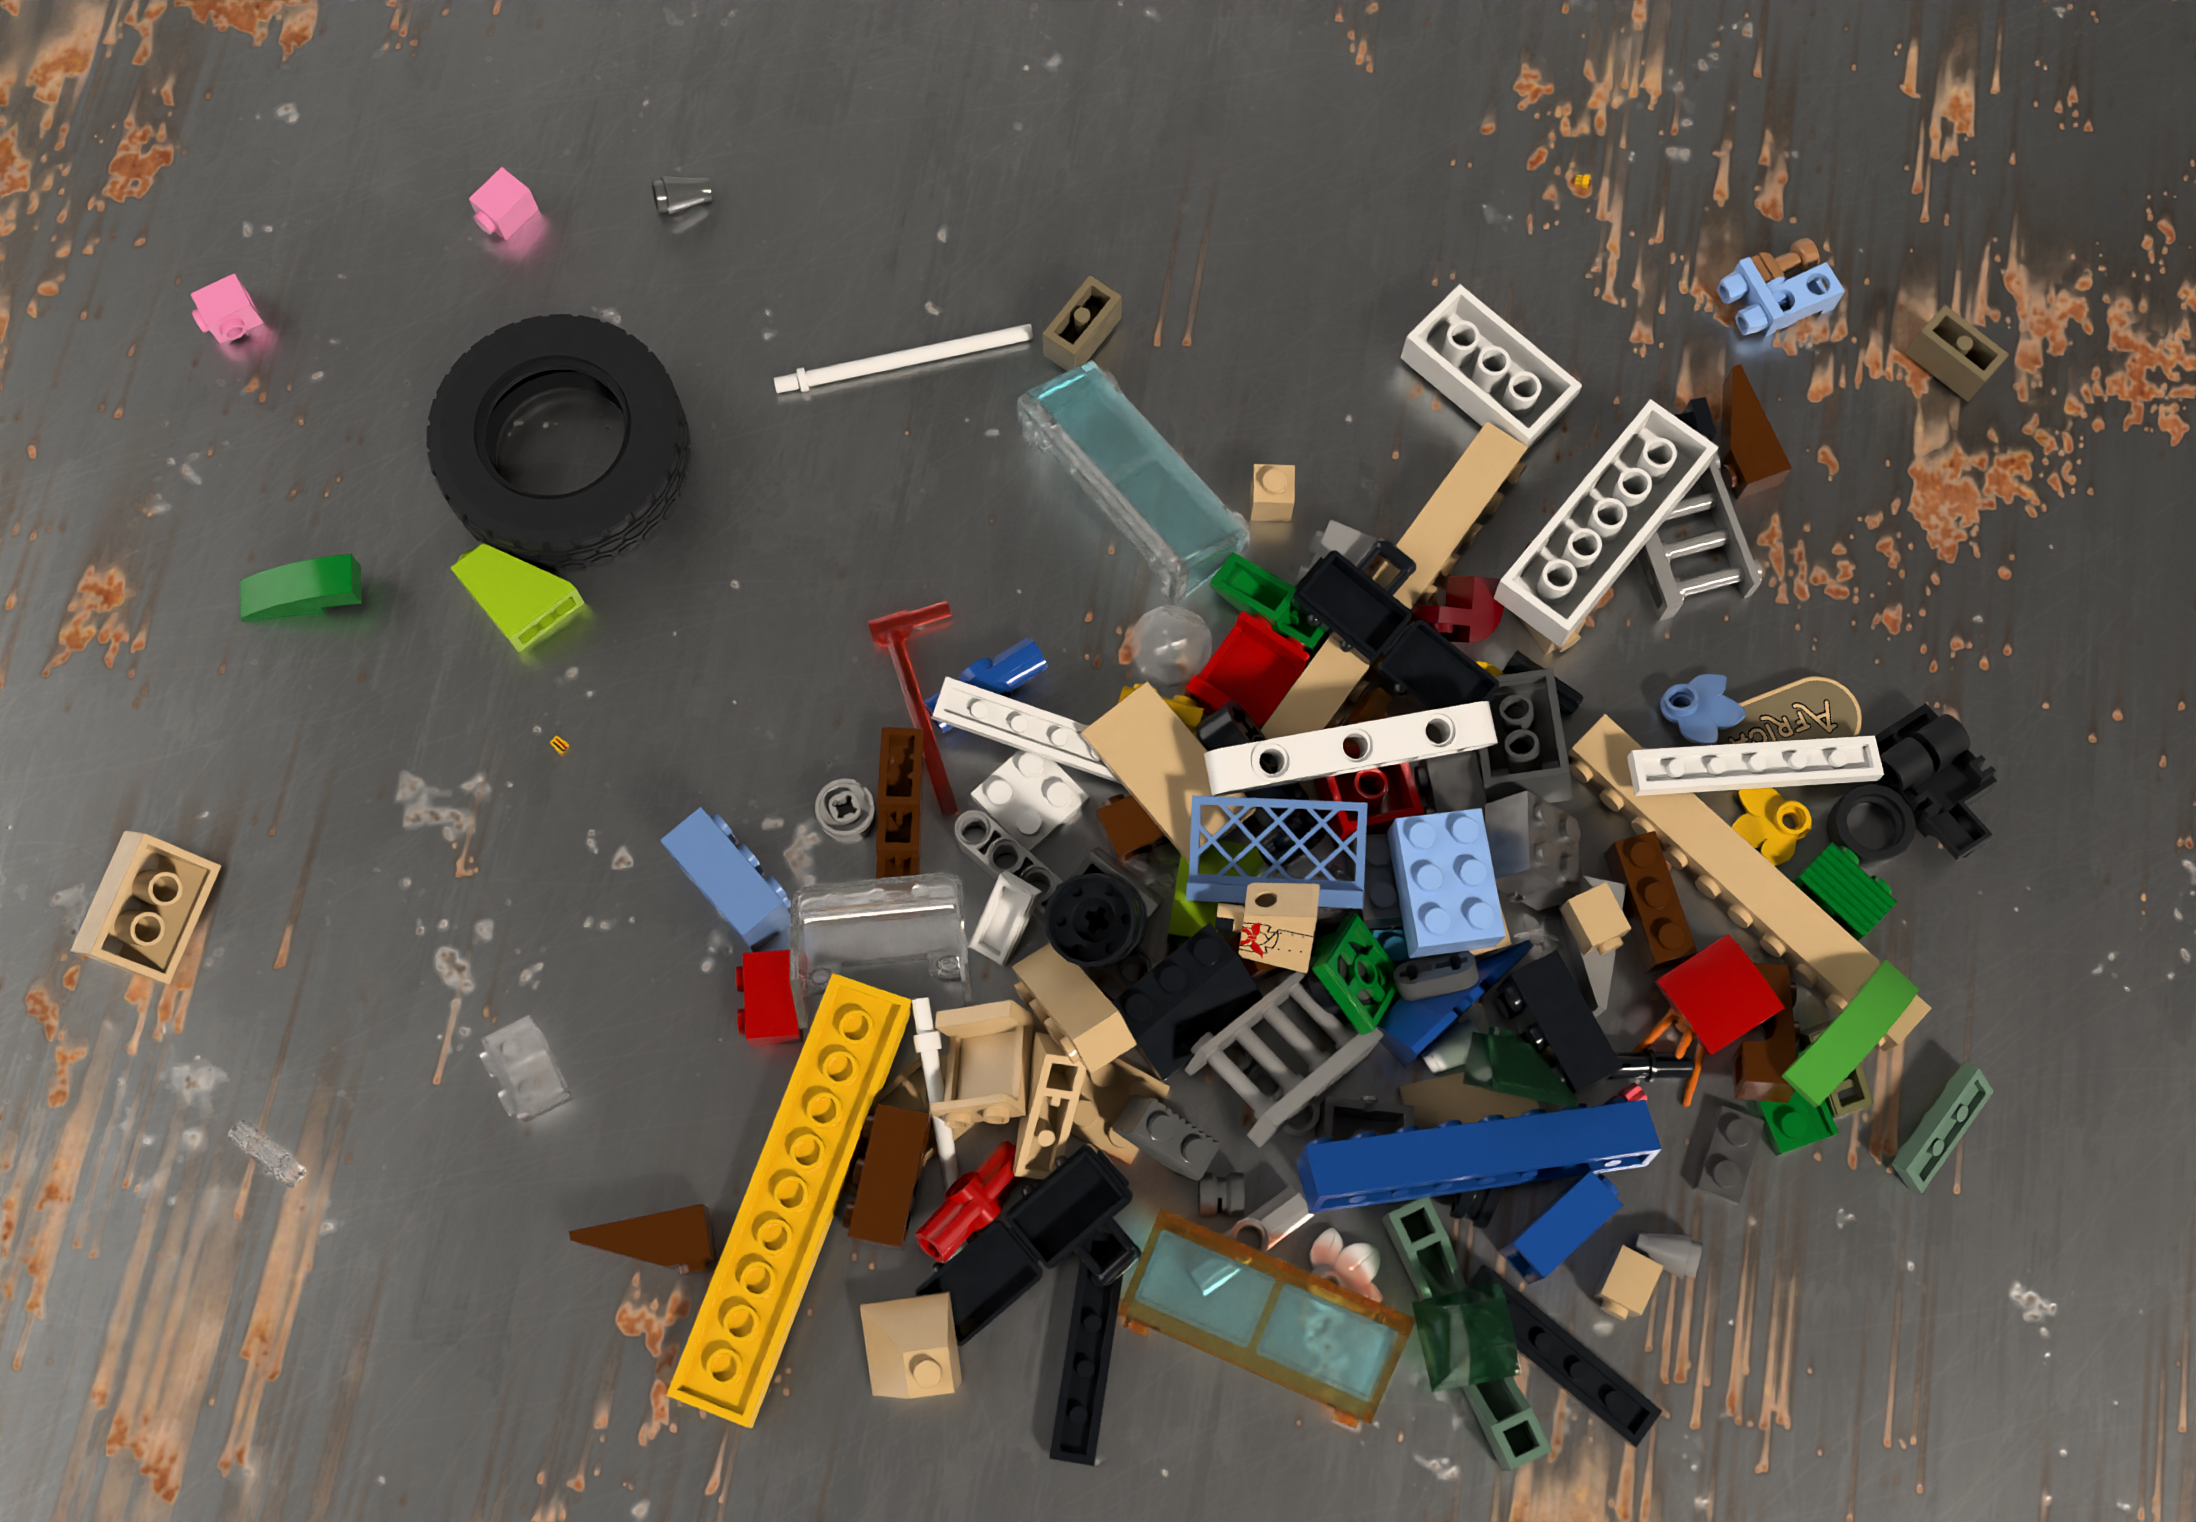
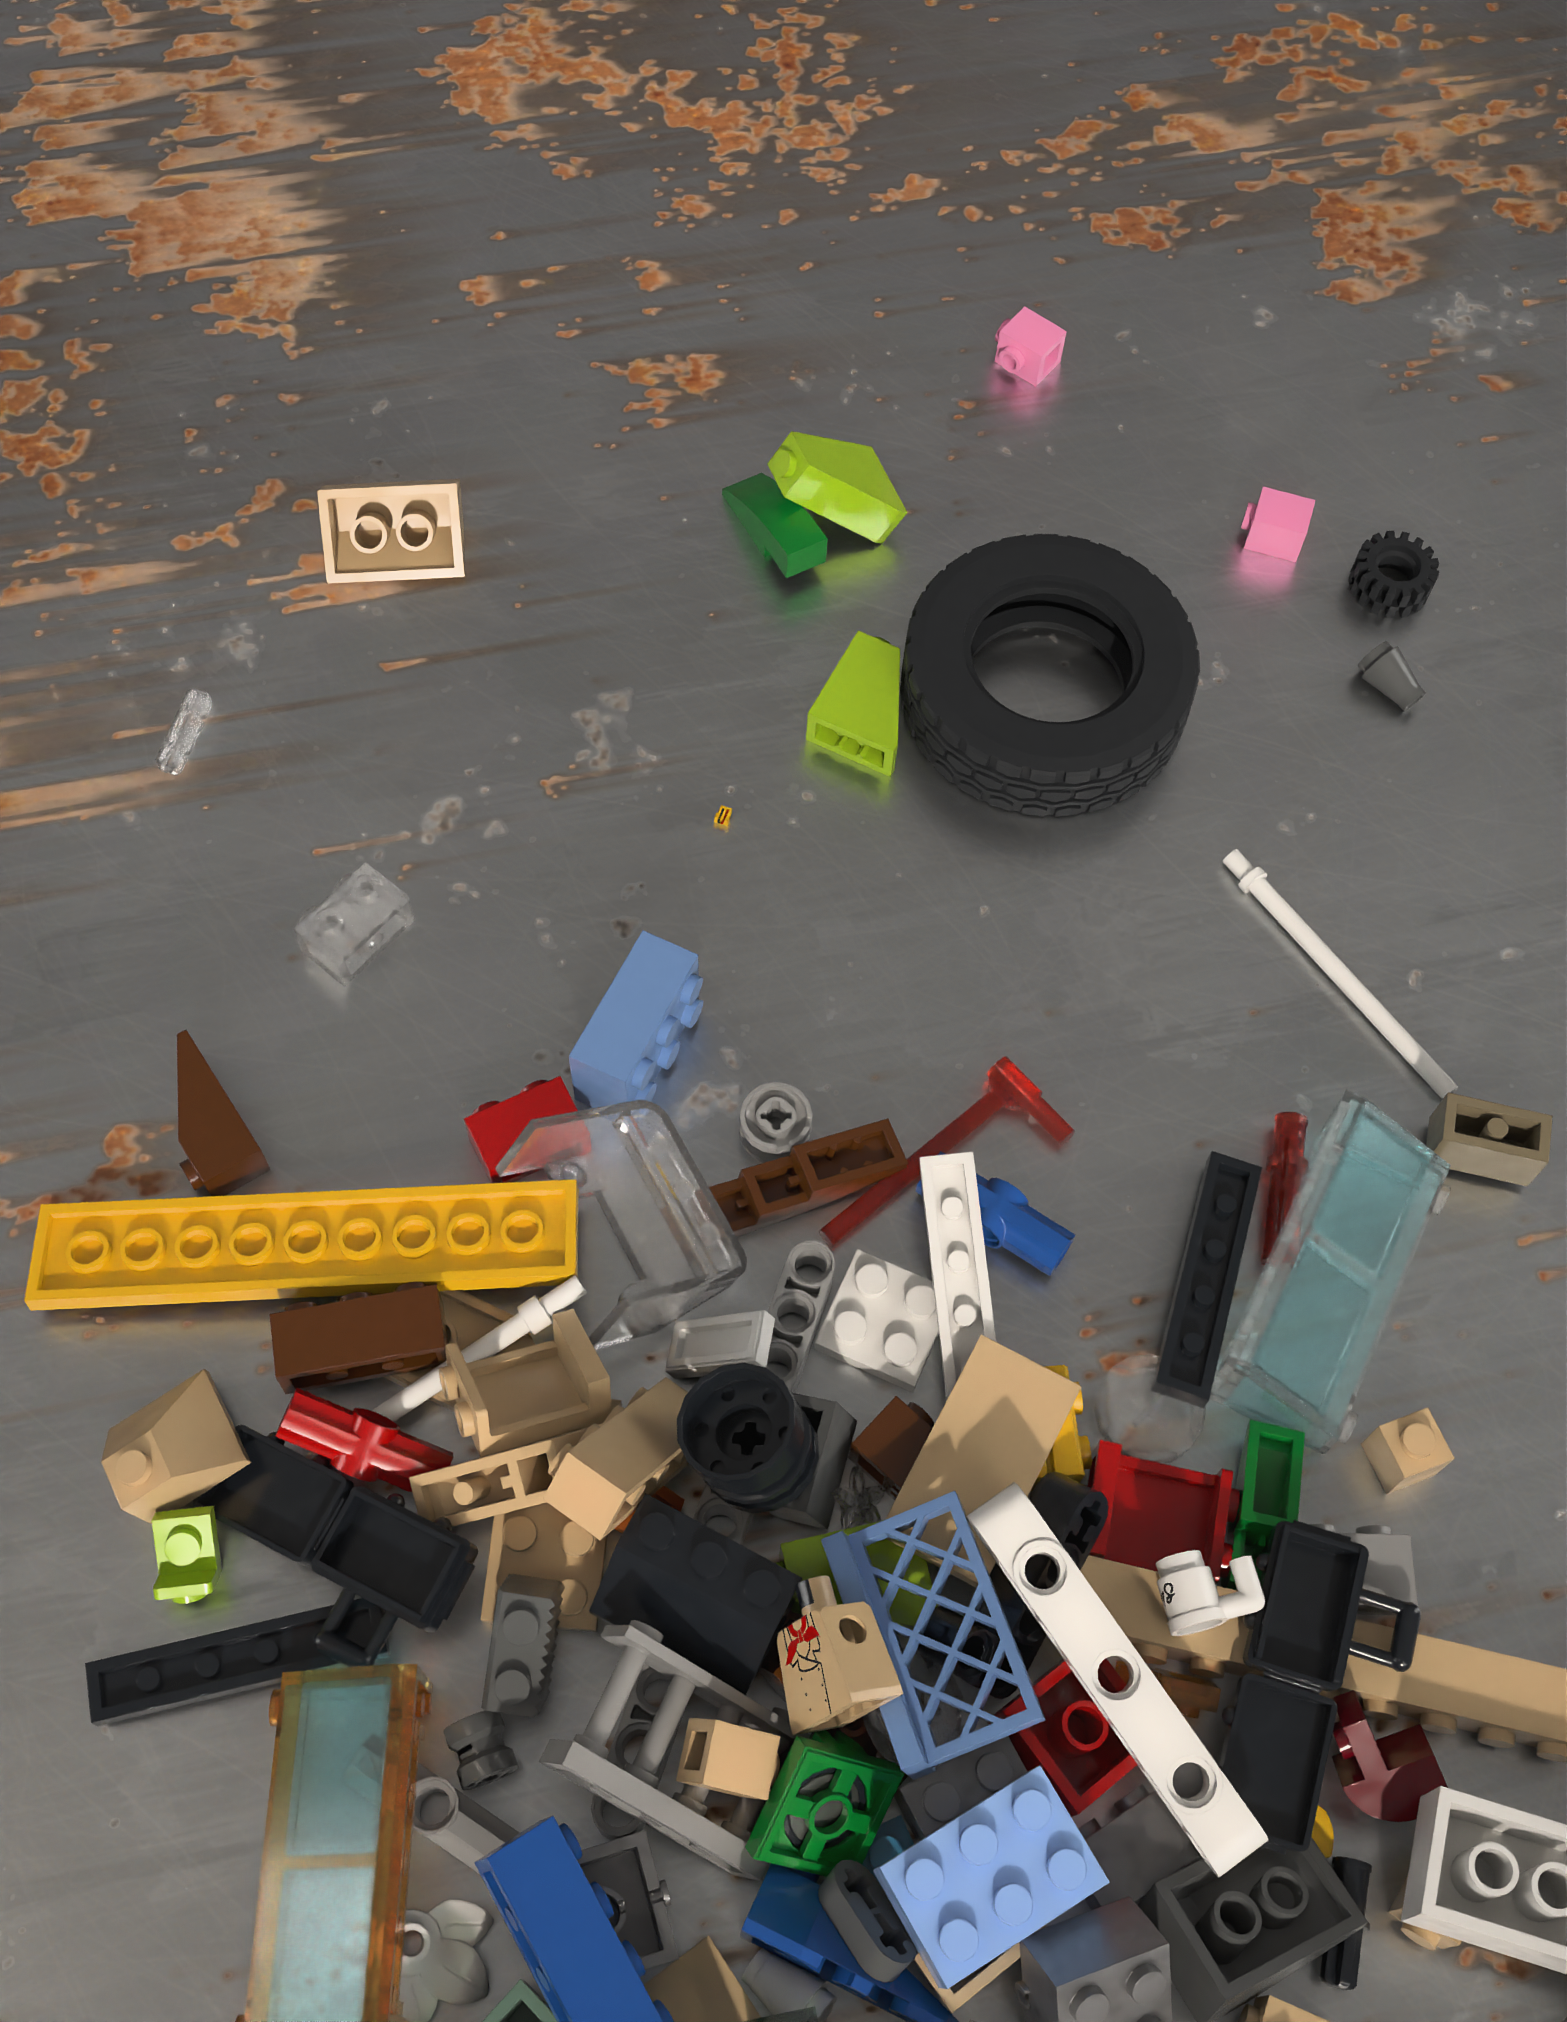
camera: 65 degrees right, 10 degrees down
(297, 521) = (838, 483): none -> lime slope
(584, 126) = (1400, 555): none -> black tyre
(998, 1361) = (186, 1554): none -> lime bracket
(1015, 454) = (1286, 1172): none -> clear red pin
(1098, 561) = (1206, 1280): none -> black plate
(1305, 1021) = (729, 1758): none -> tan brick
(1316, 675) = (1192, 1595): none -> white piece

